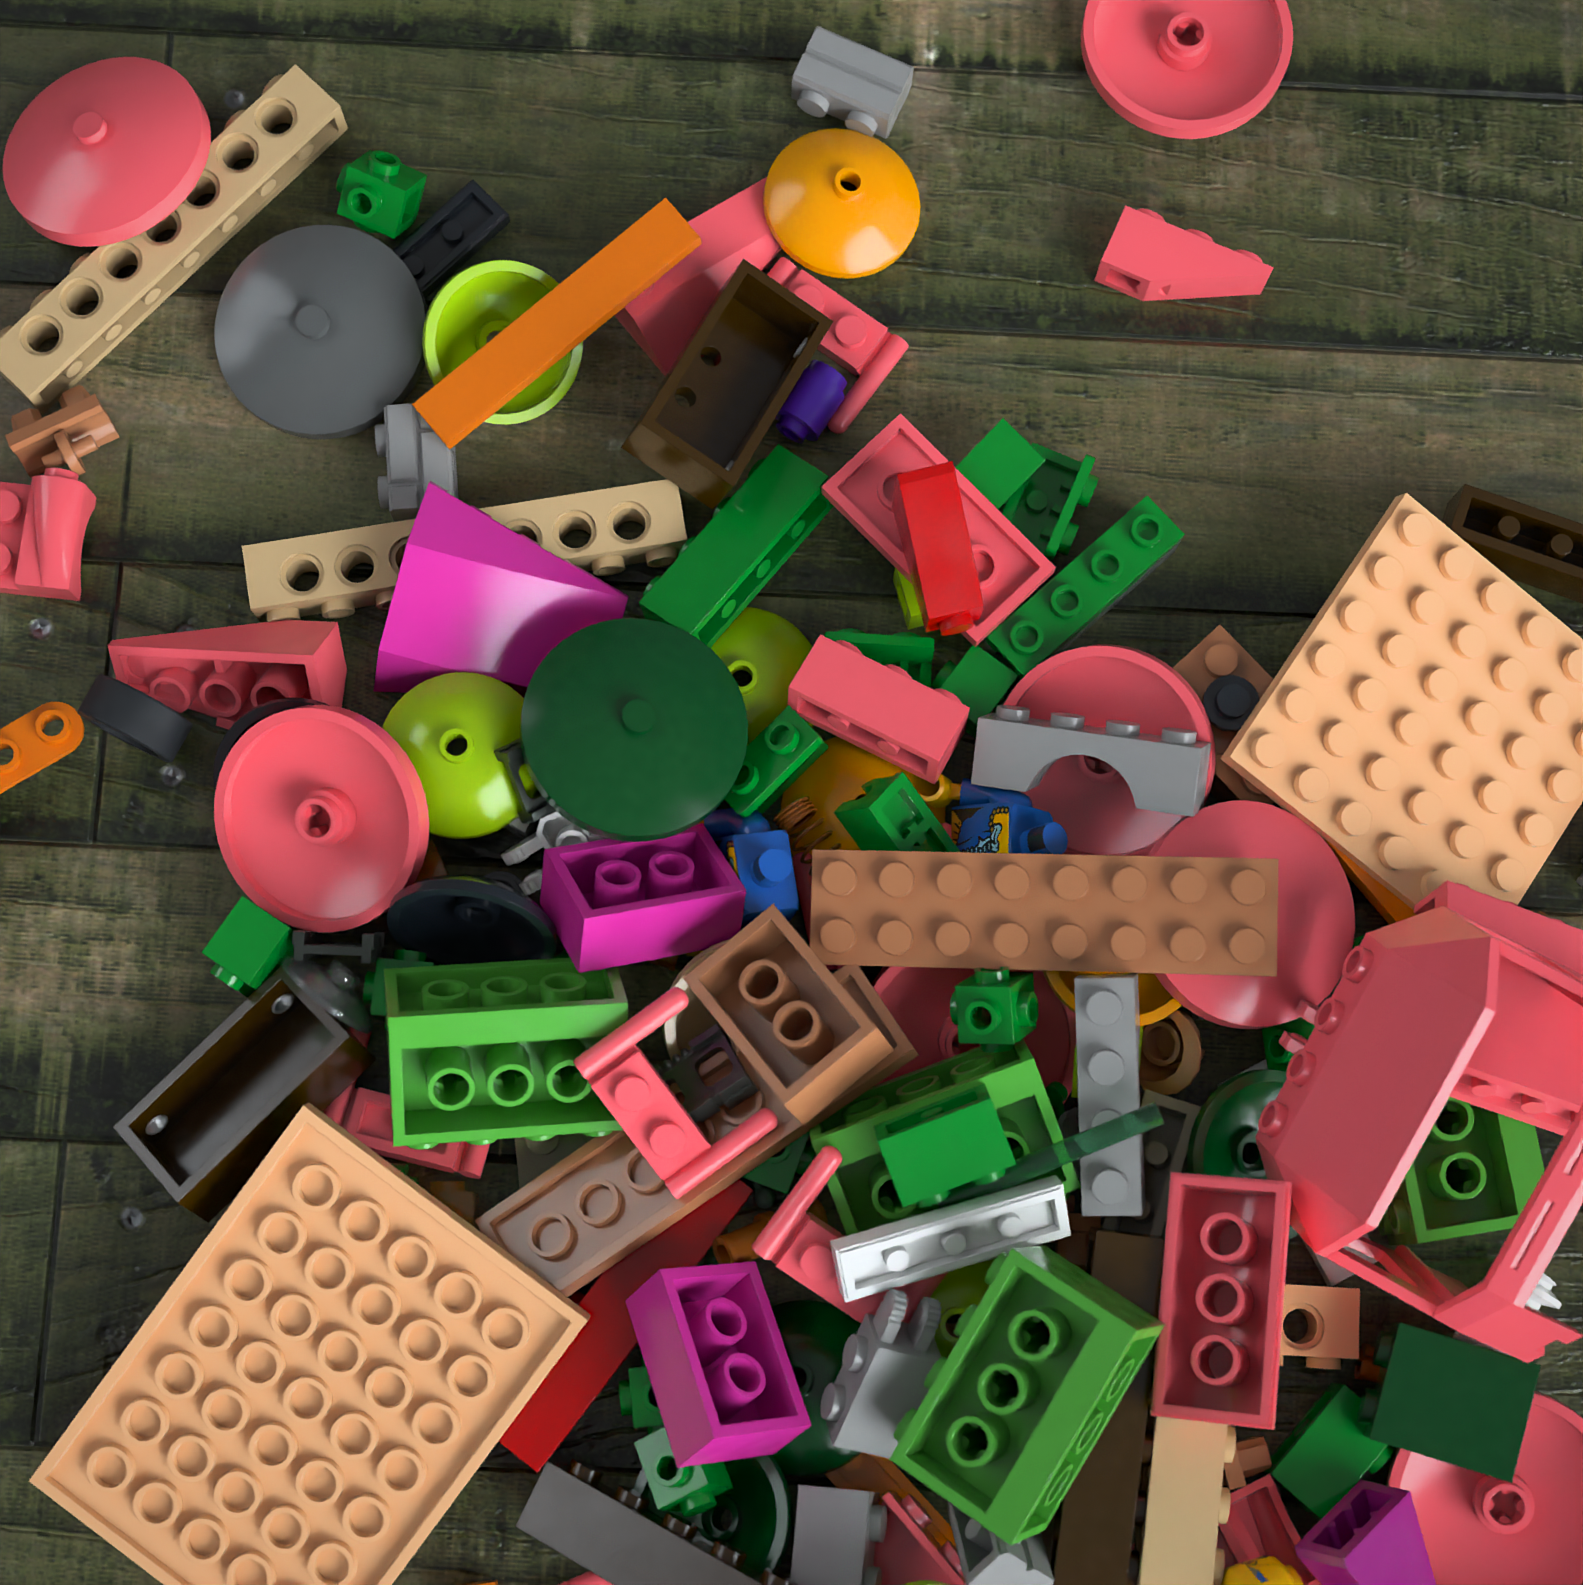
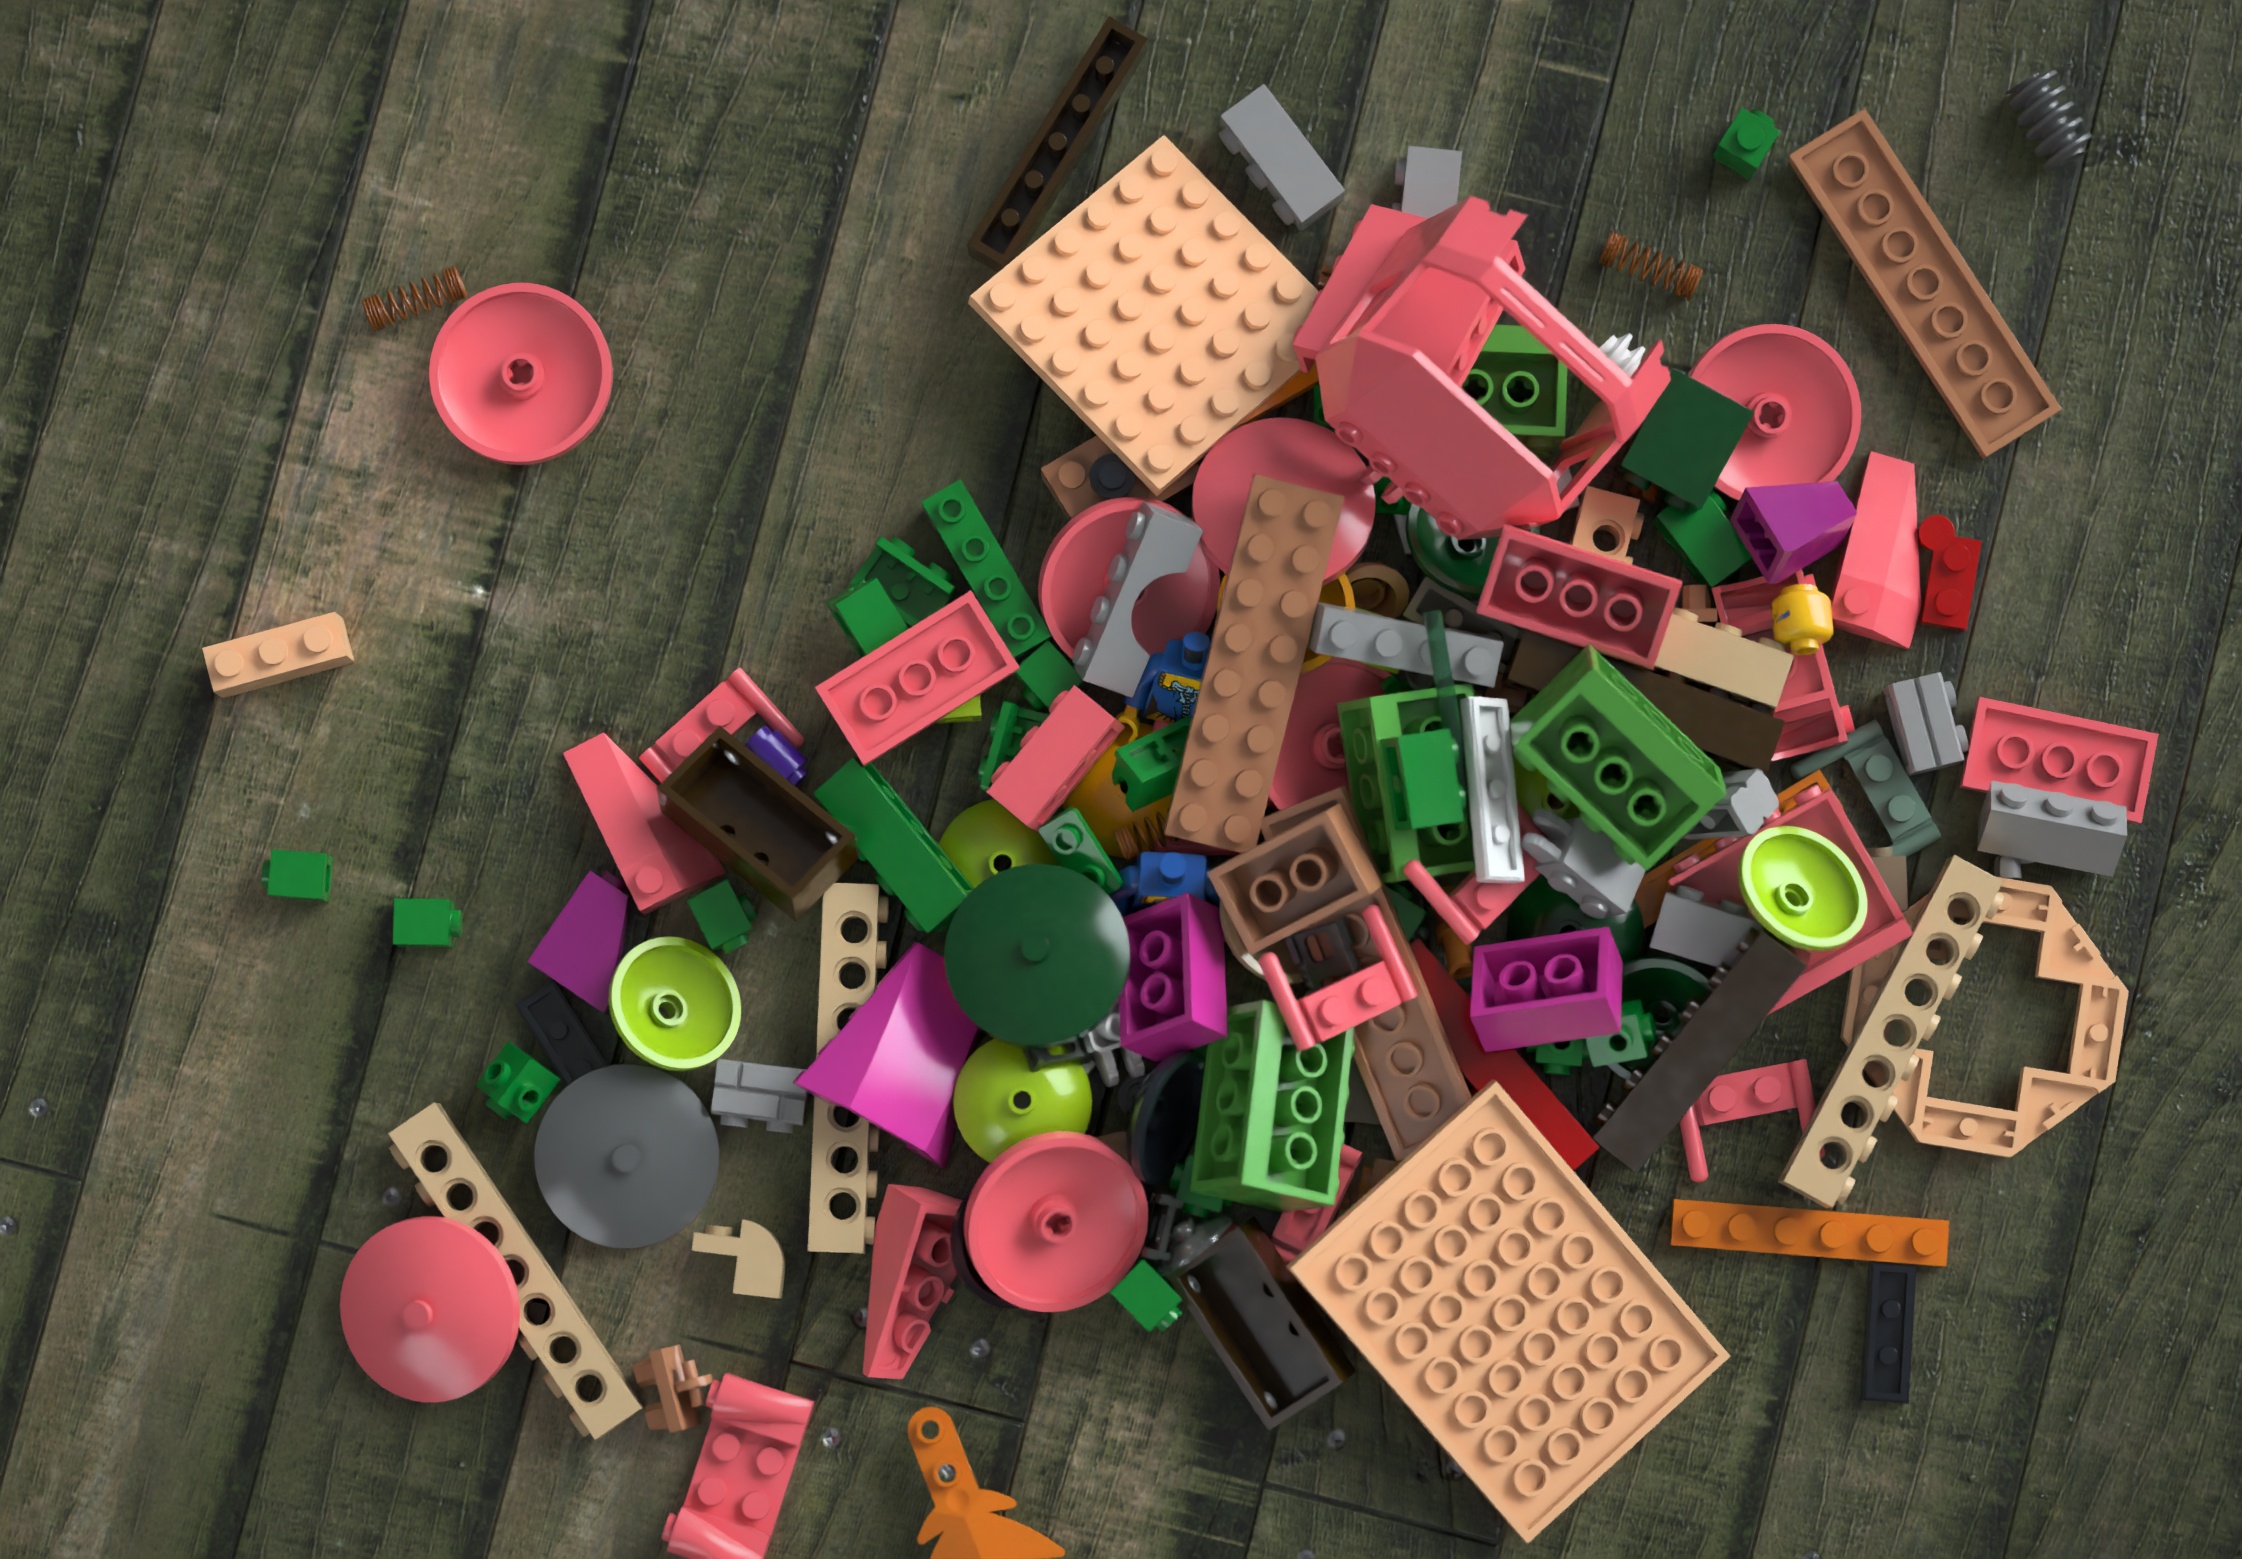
camera: 75 degrees left, 5 degrees up
(135, 718) = (935, 1363): black tyre -> none
(229, 498) = (758, 1253): none -> tan brick
(544, 64) = (426, 923): none -> green brick
(552, 228) = (587, 939): none -> magenta slope
(557, 323) = (676, 953): orange tile -> none
(616, 380) = (724, 917): none -> green brick
(837, 228) = (605, 724): light orange dish -> none
(851, 83) = (499, 666): light grey brick -> none
(938, 548) = (947, 682): red slope -> none
(994, 1008) = (1320, 718): green brick -> none
(1170, 263) = (713, 441): coral slope -> none

